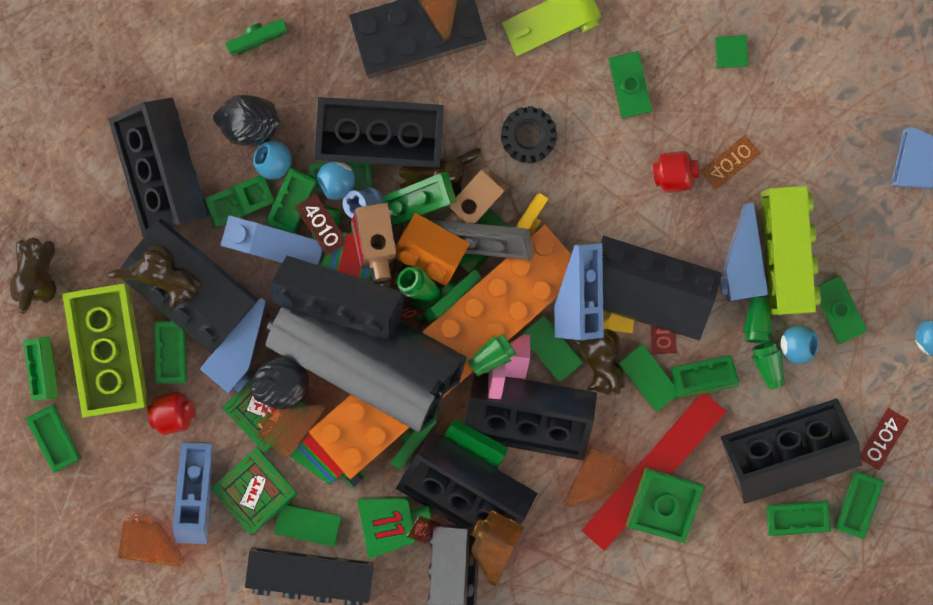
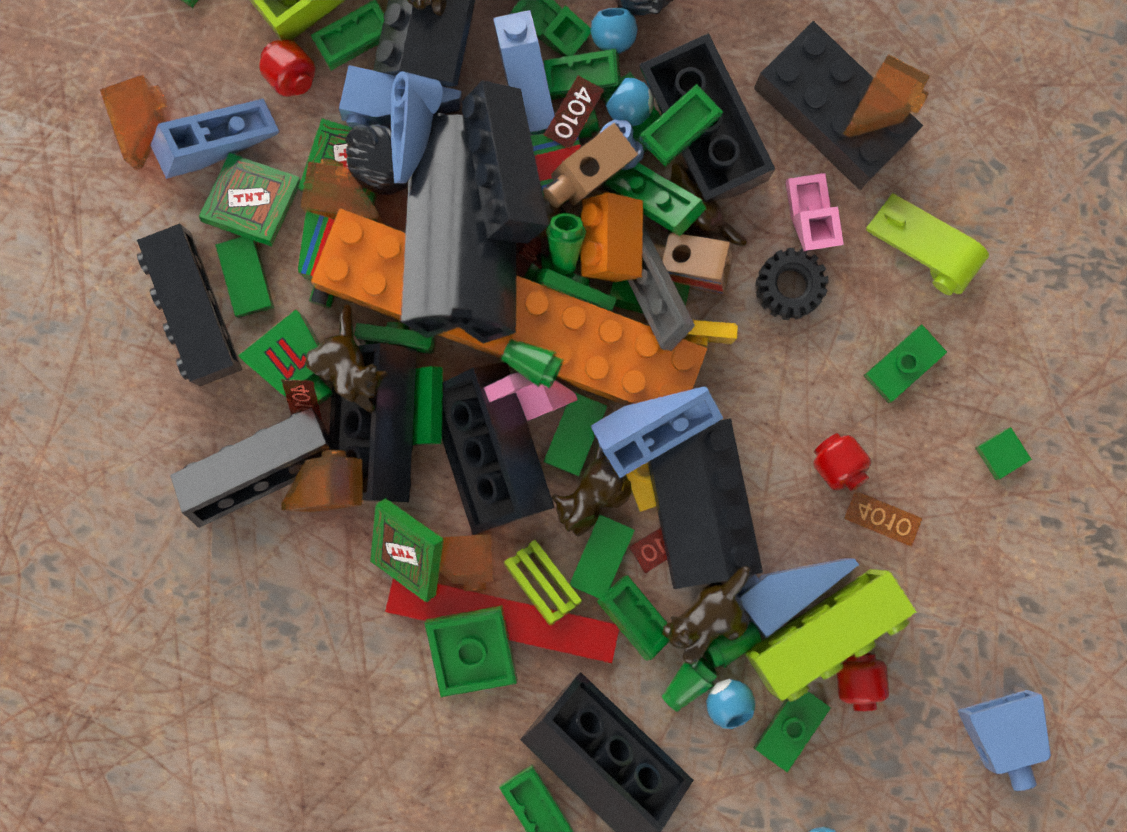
camera: 60 degrees right, 5 degrees down
(260, 341) = (412, 110): none -> medium blue piece
(376, 155) = (680, 125): none -> green tile
(417, 488) = (342, 363): none -> dark brown animal
(486, 90) = (811, 213): none -> bright pink slope
(571, 513) = (406, 550): none -> green tile
(617, 432) = (555, 574): none -> lime tile
(732, 323) = (714, 614): none -> dark brown animal
(834, 243) = (863, 682): none -> red head

